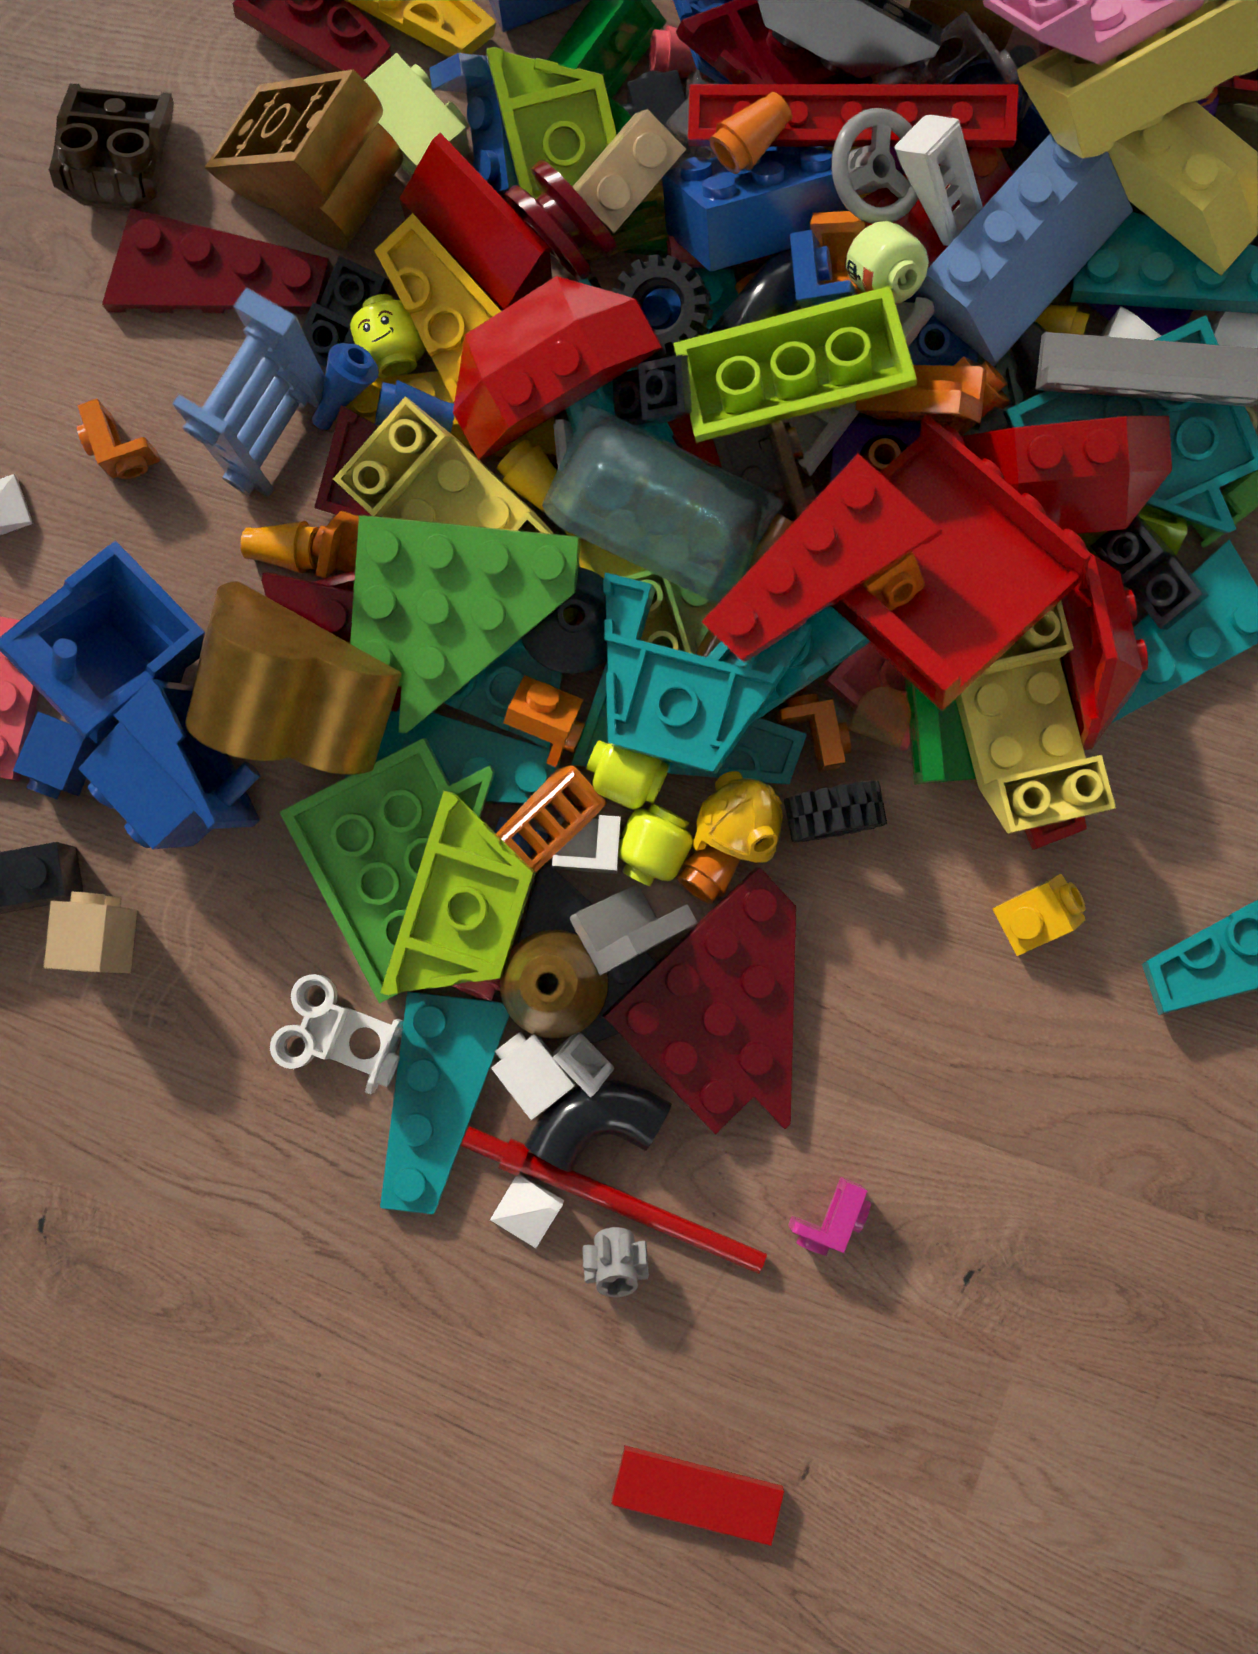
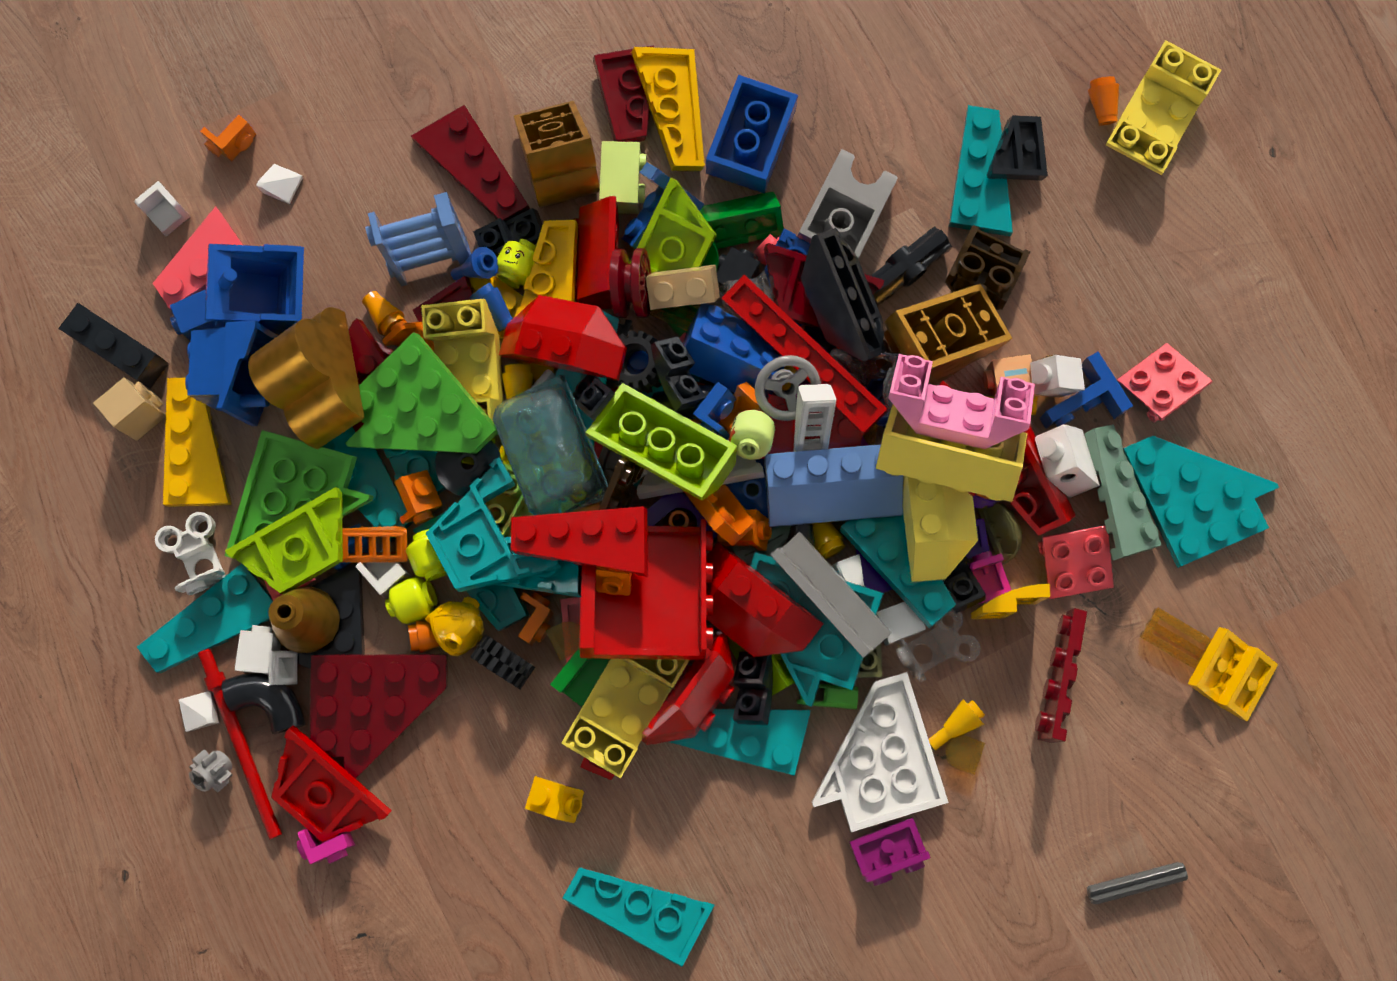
camera: 45 degrees right, 5 degrees down
(101, 439) = (351, 197): orange bracket -> none
(110, 146) = (481, 69): dark brown slope -> none
(215, 925) = (191, 454): none -> yellow wing
(626, 927) = (359, 624): light grey panel -> none
(697, 1495) = (145, 913): red tile -> none
(712, 263) = (673, 368): none -> black slope
(749, 133) = (746, 320): orange cone -> none
(770, 1159) = (322, 791): none -> red wing

